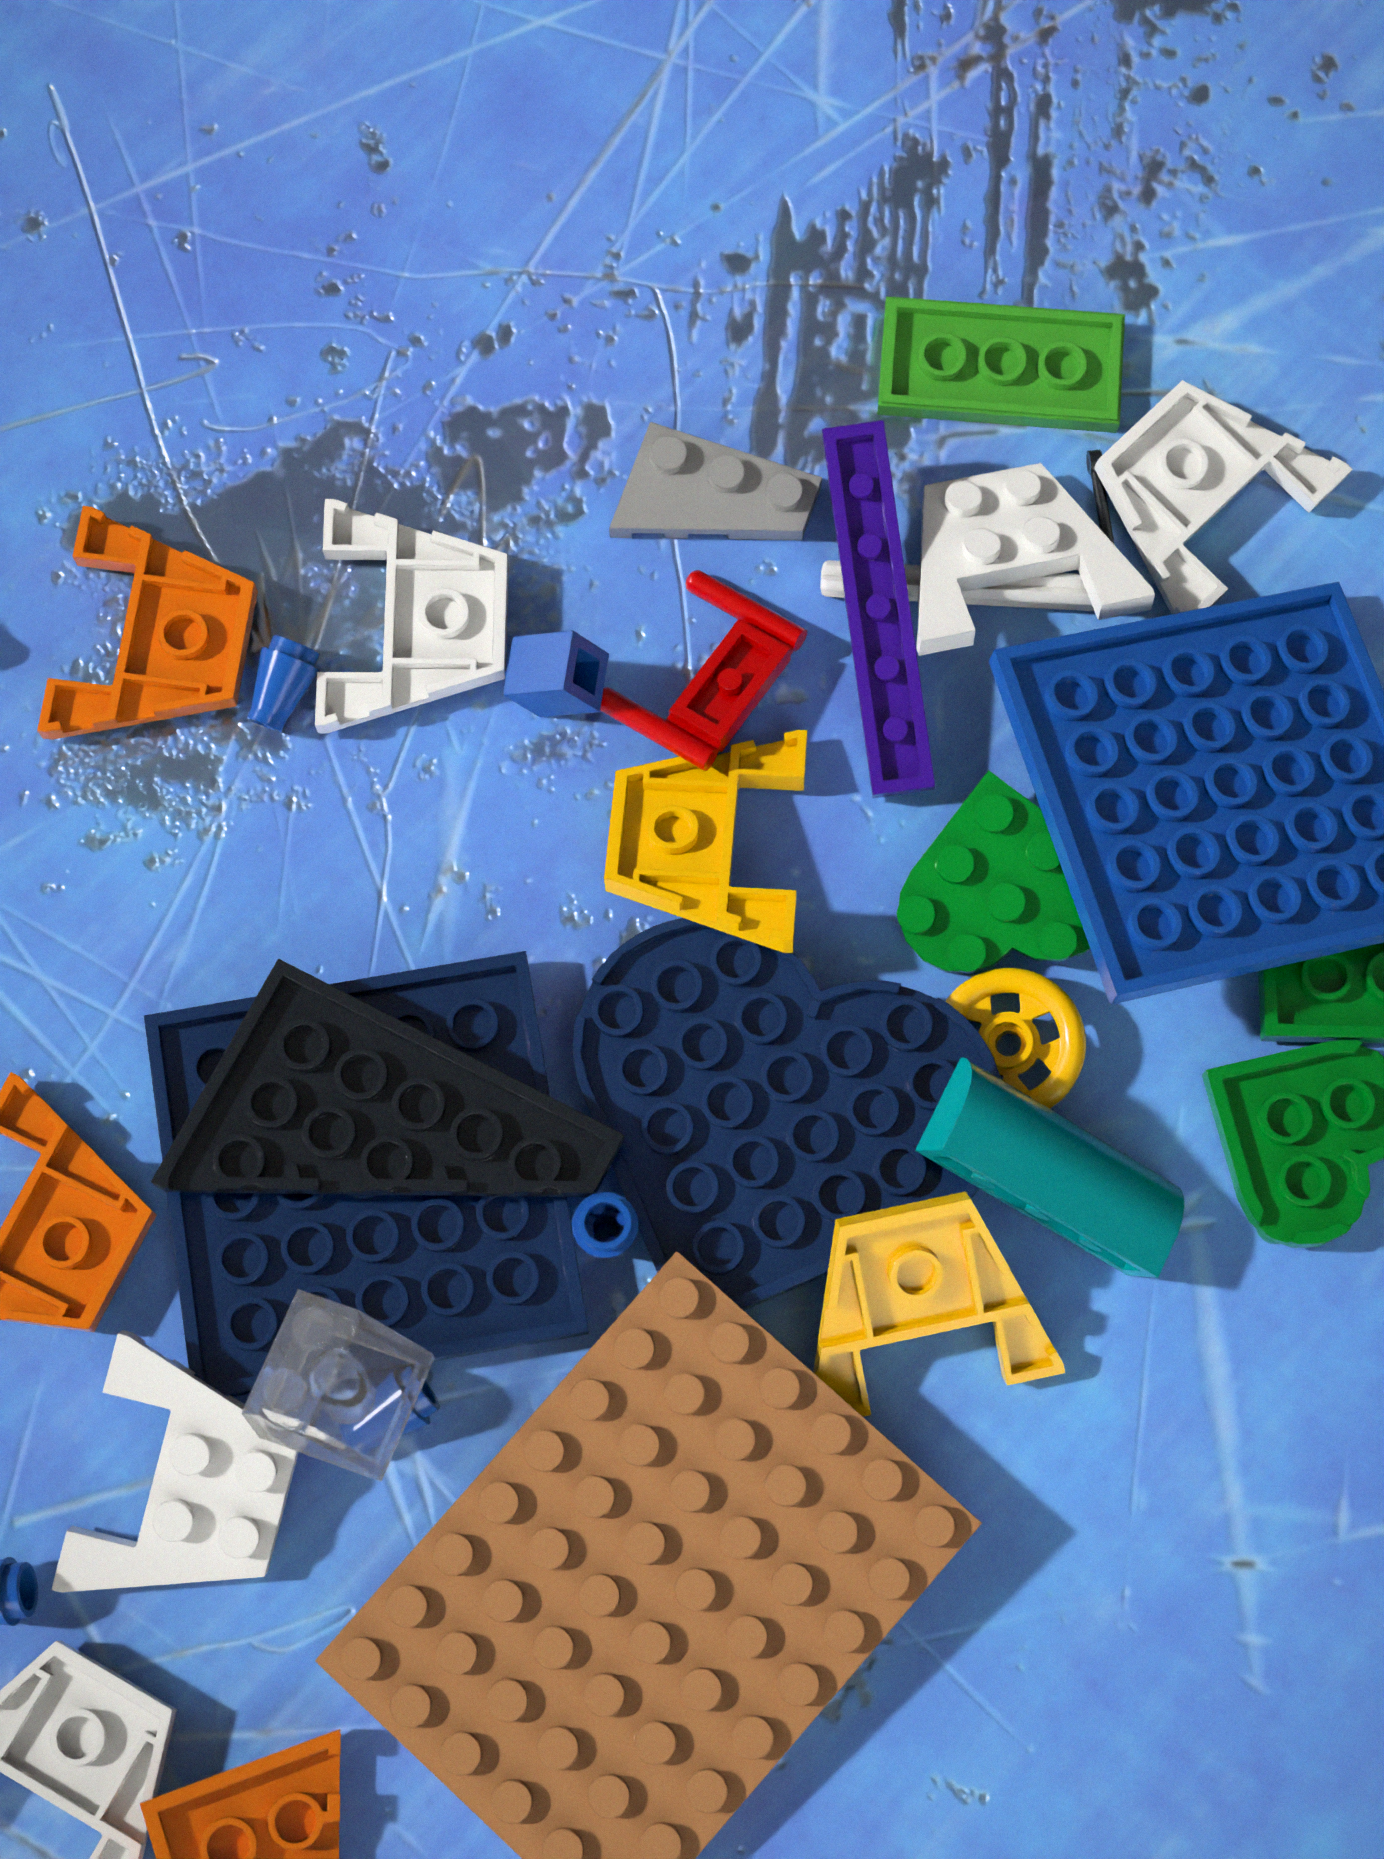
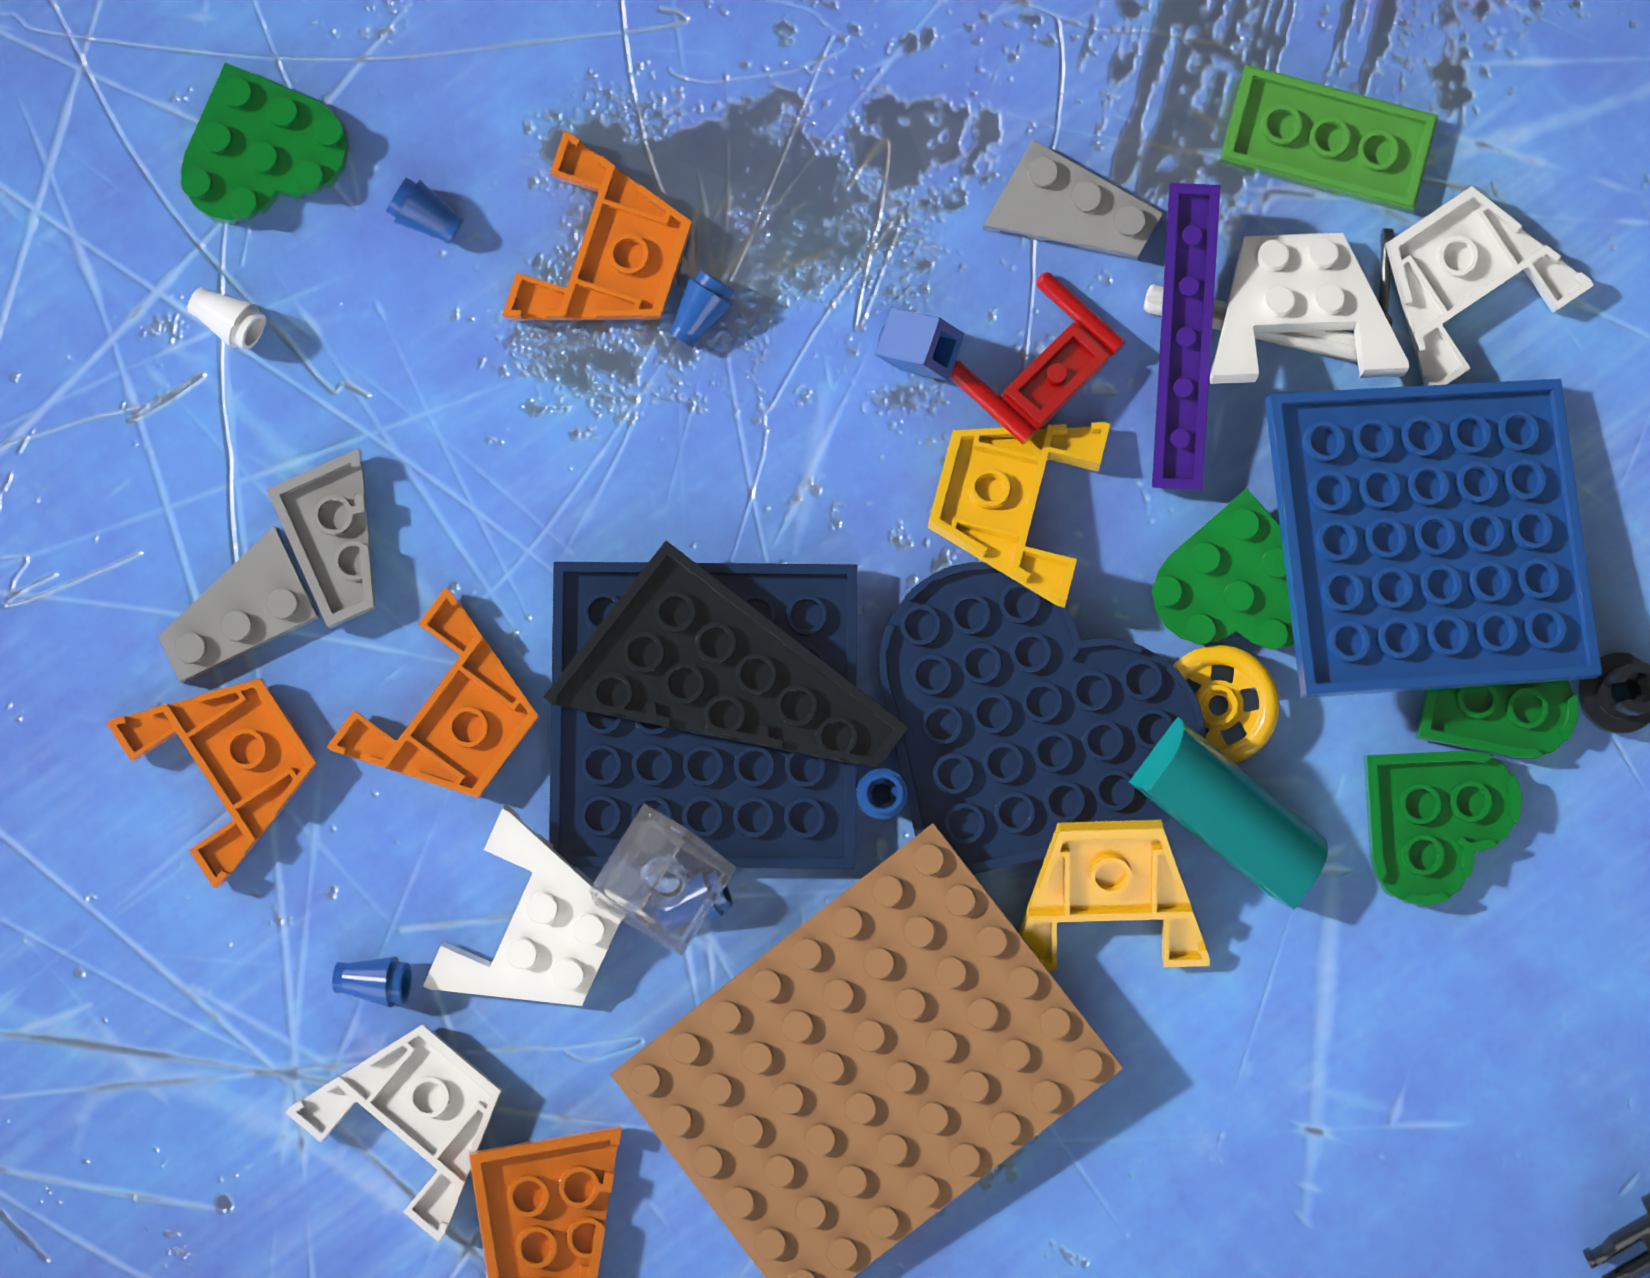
camera: 10 degrees right, 10 degrees up
(440, 618) = (835, 273): white wing -> none

